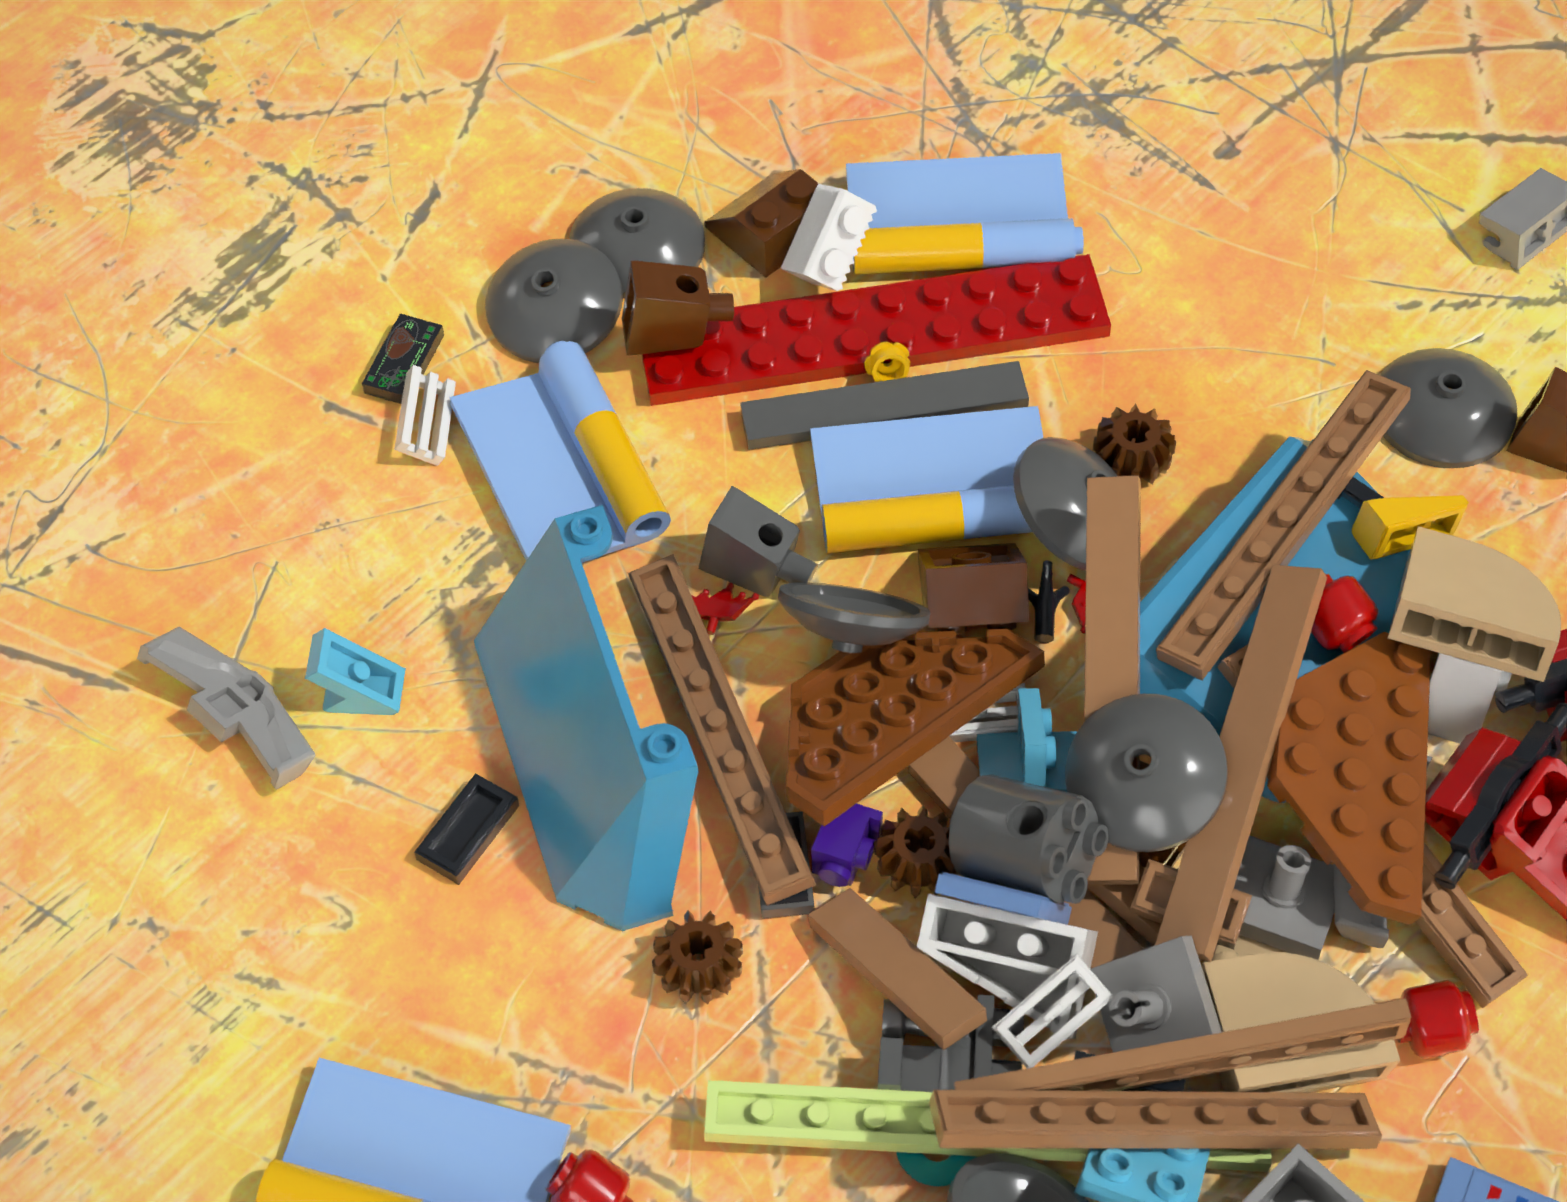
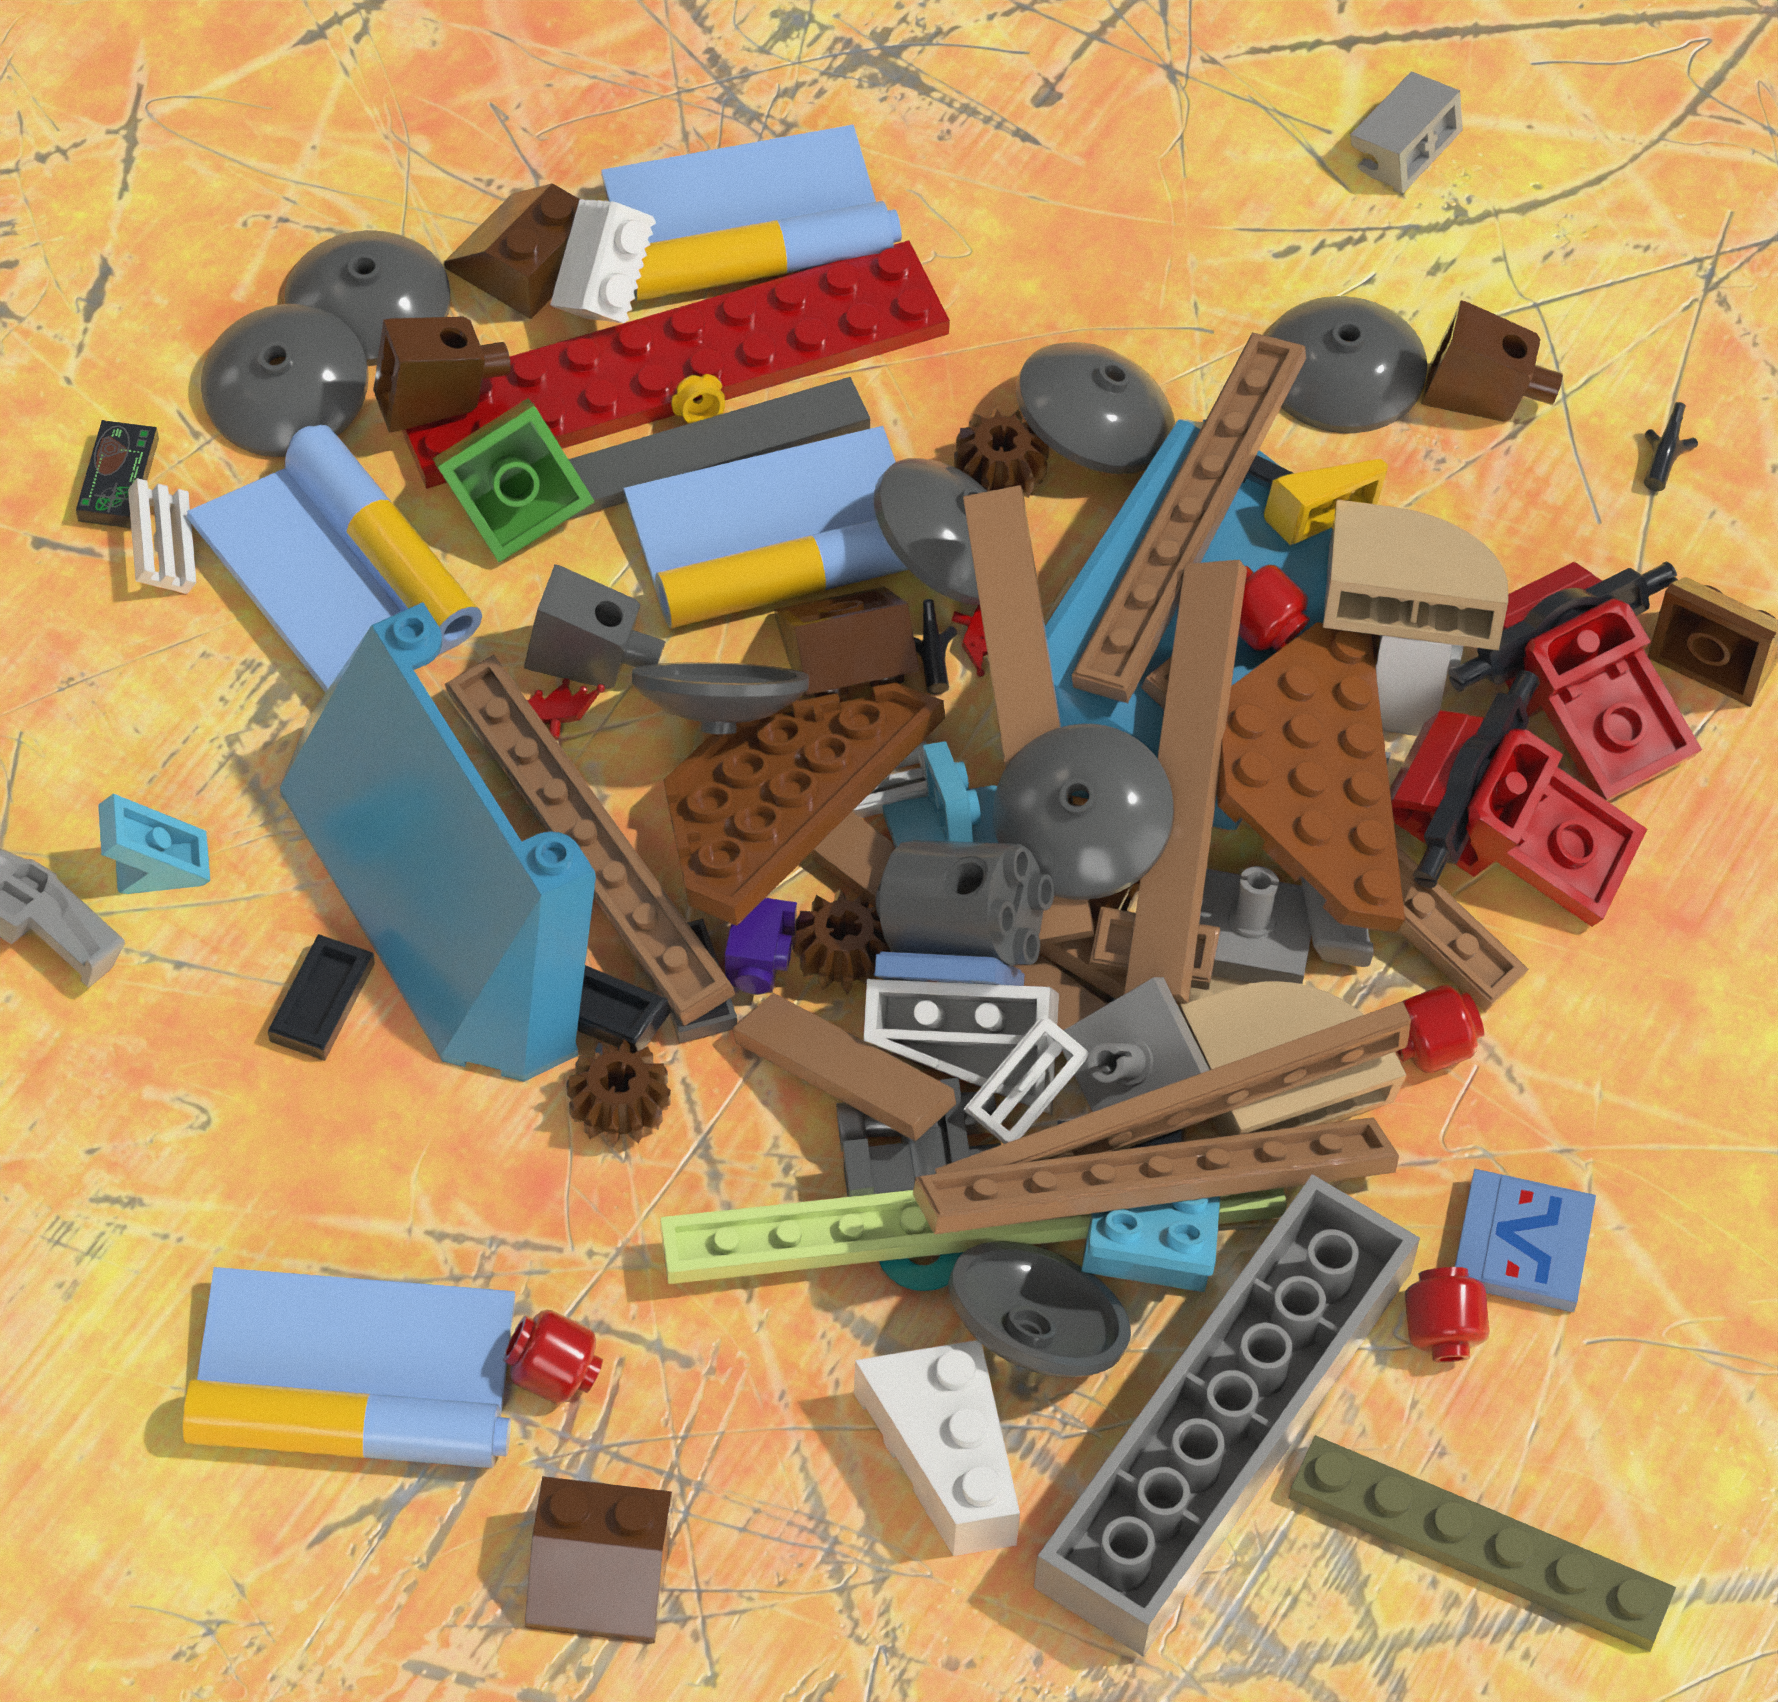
camera: 15 degrees left, 0 degrees up
(712, 881) = (619, 1011): none -> black tile
(718, 409) = (513, 480): none -> bright green slope
(1220, 414) = (1094, 406): none -> dark grey dish

